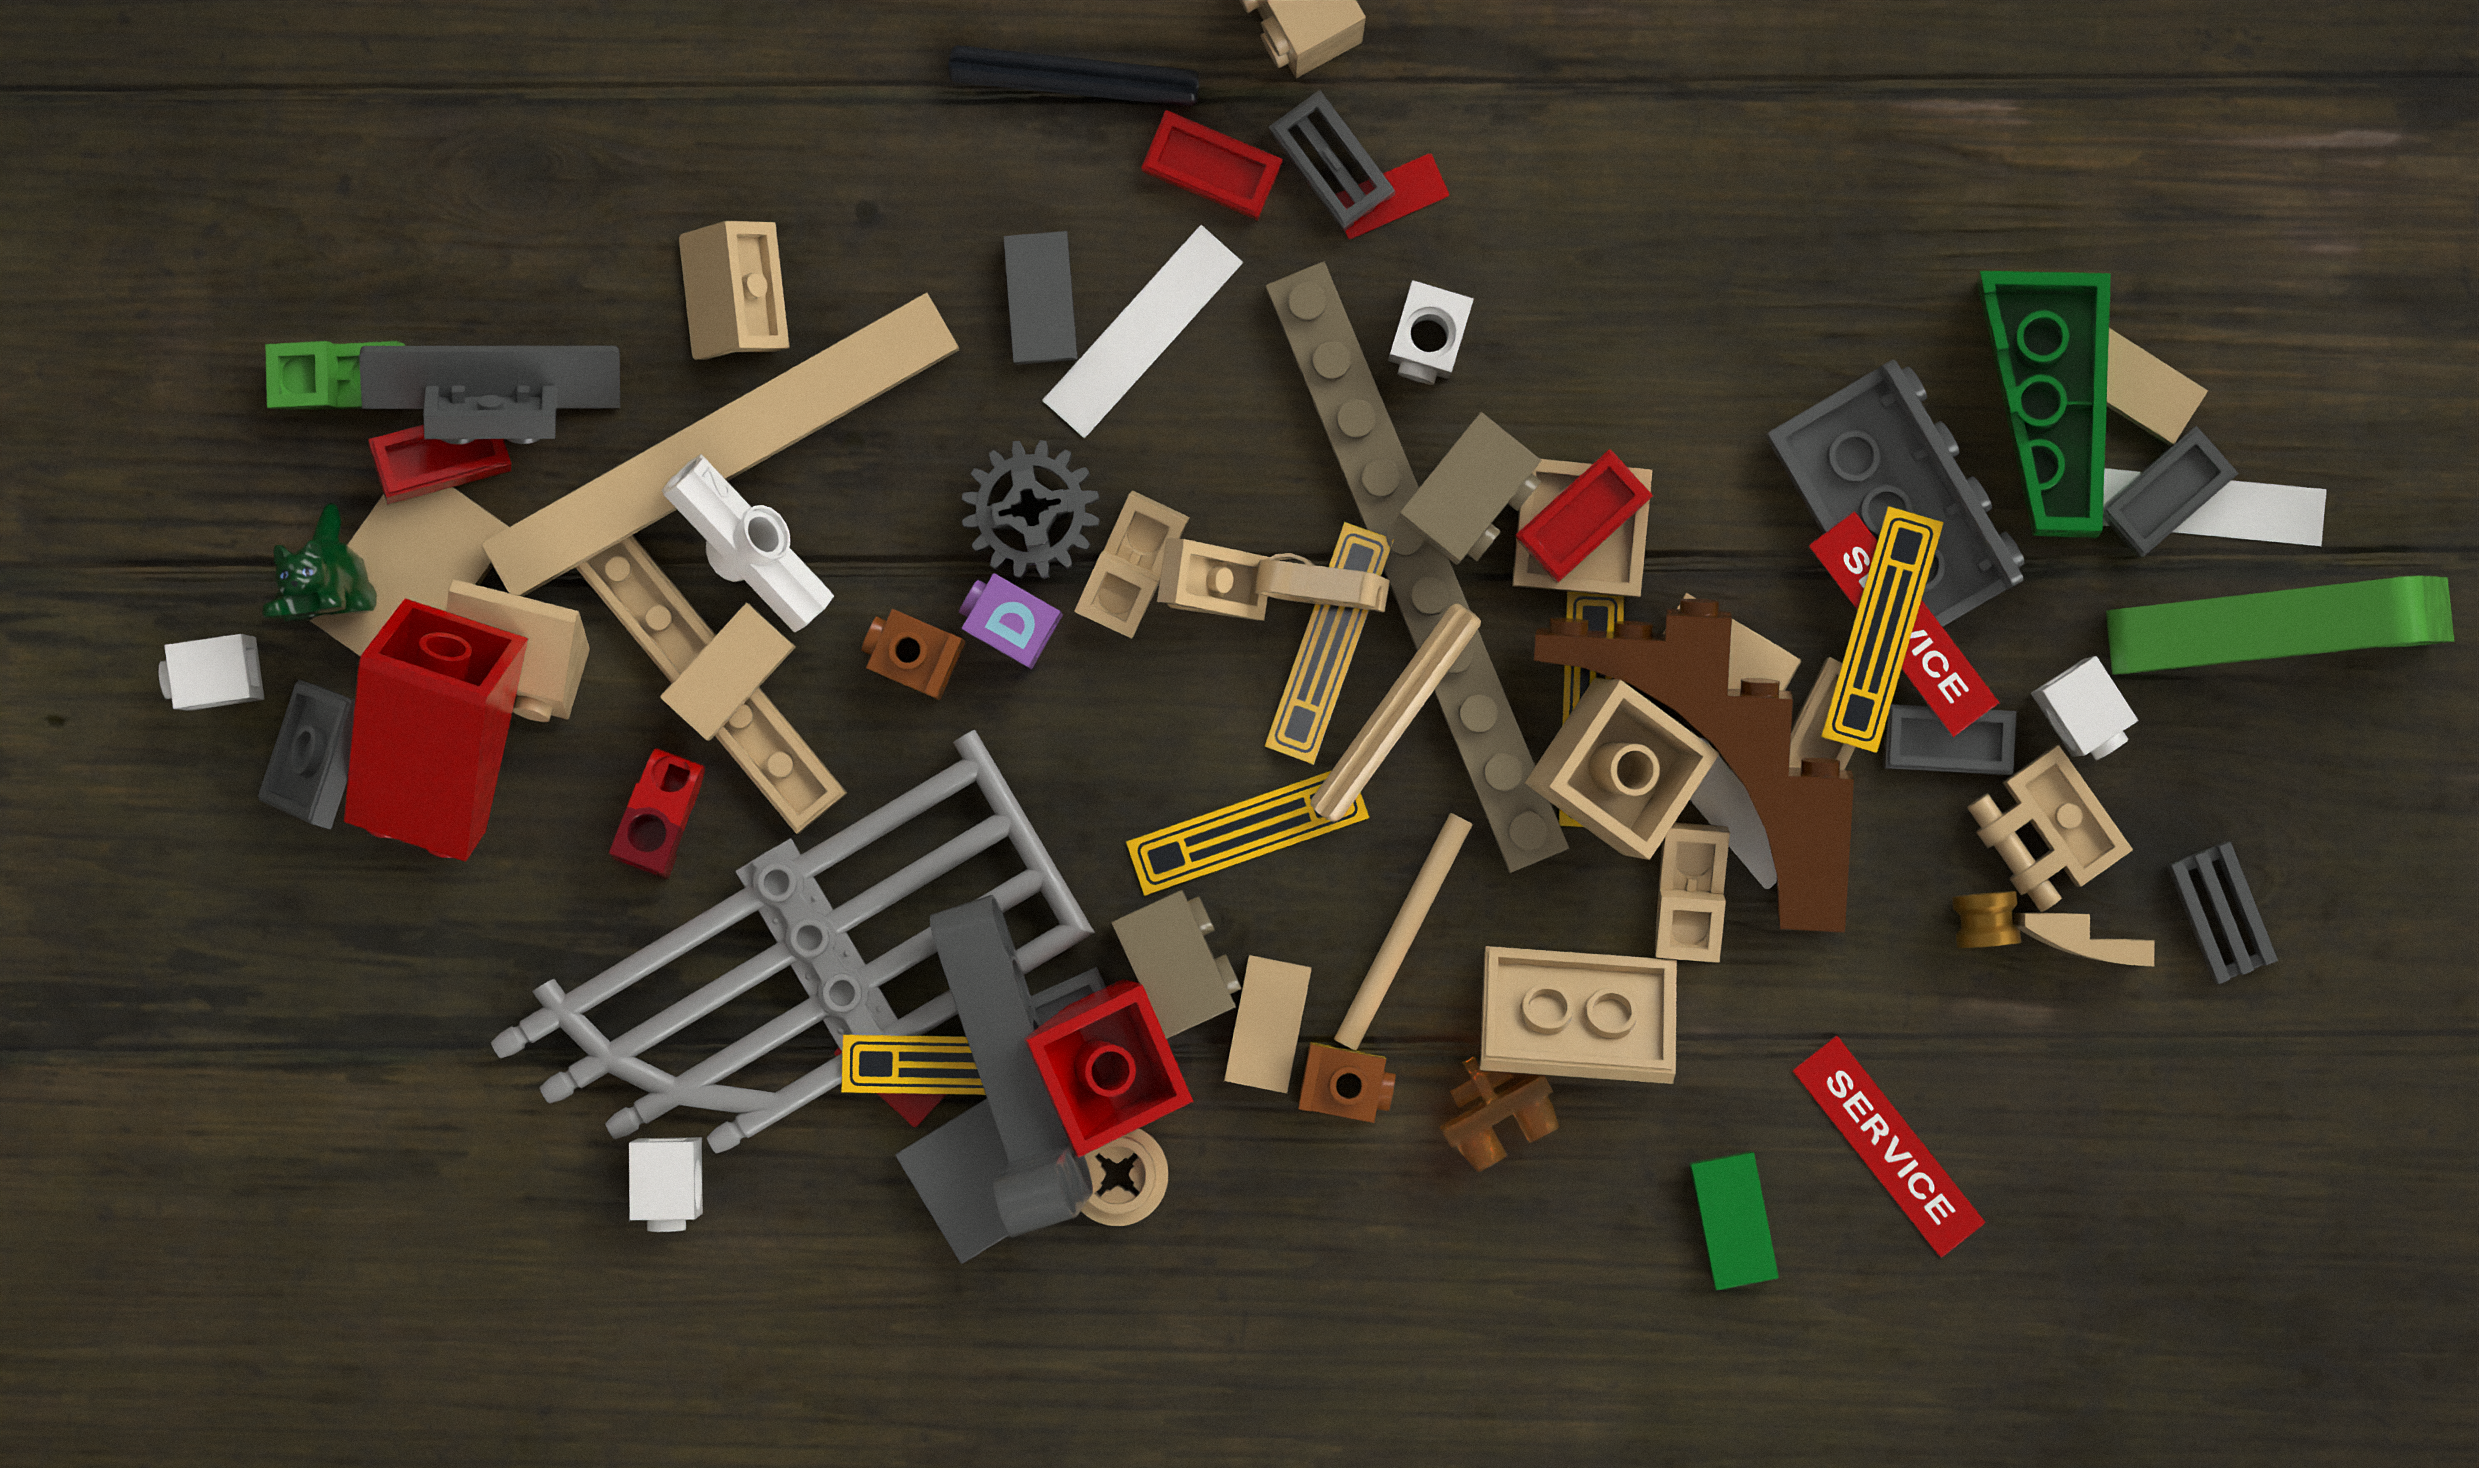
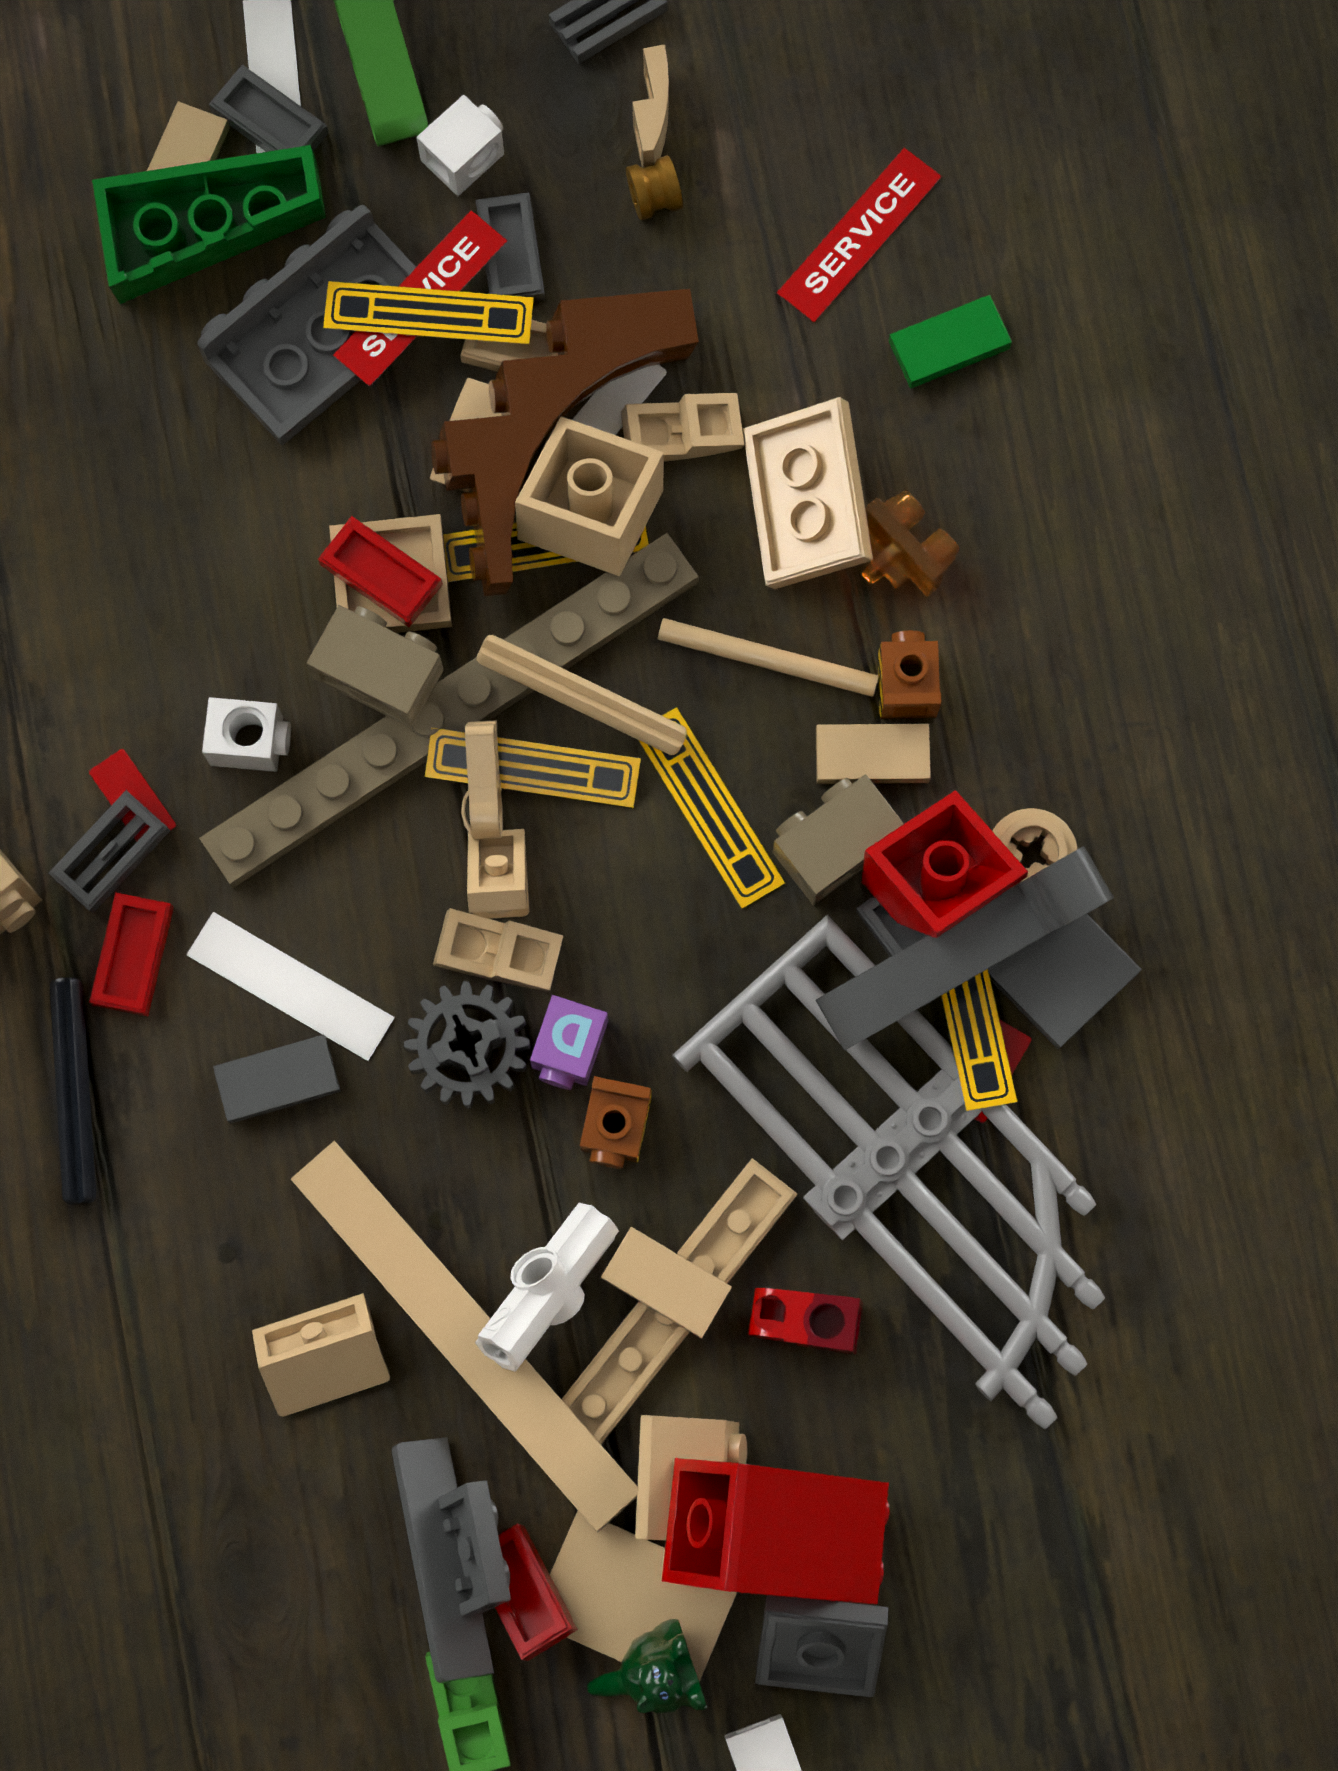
camera: 105 degrees left, 10 degrees down
(665, 1182) = (1132, 1242): white brick -> none
(2066, 818) = (556, 143): tan plate -> none

